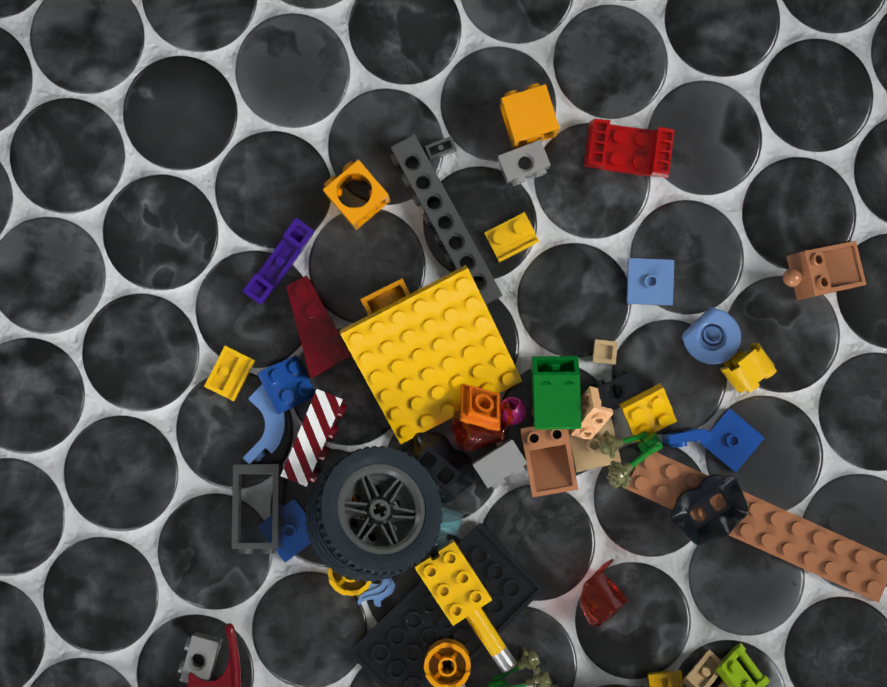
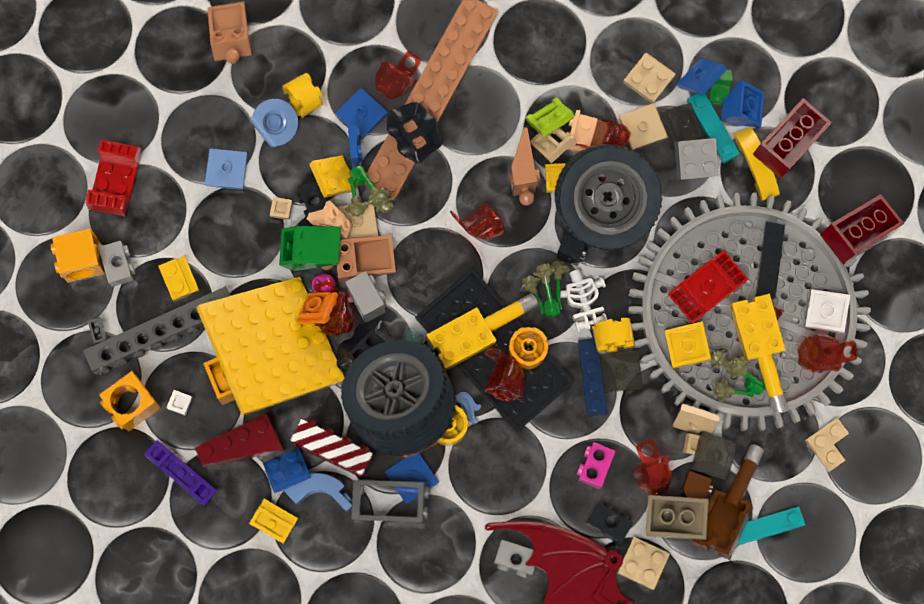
camera: 90 degrees left, 10 degrees down
(361, 252) = (179, 402): none -> white plate
(408, 639) = (507, 378): none -> clear red piece
(670, 646) = (523, 173): none -> nougat slope
(779, 481) = (395, 79): none -> clear red piece

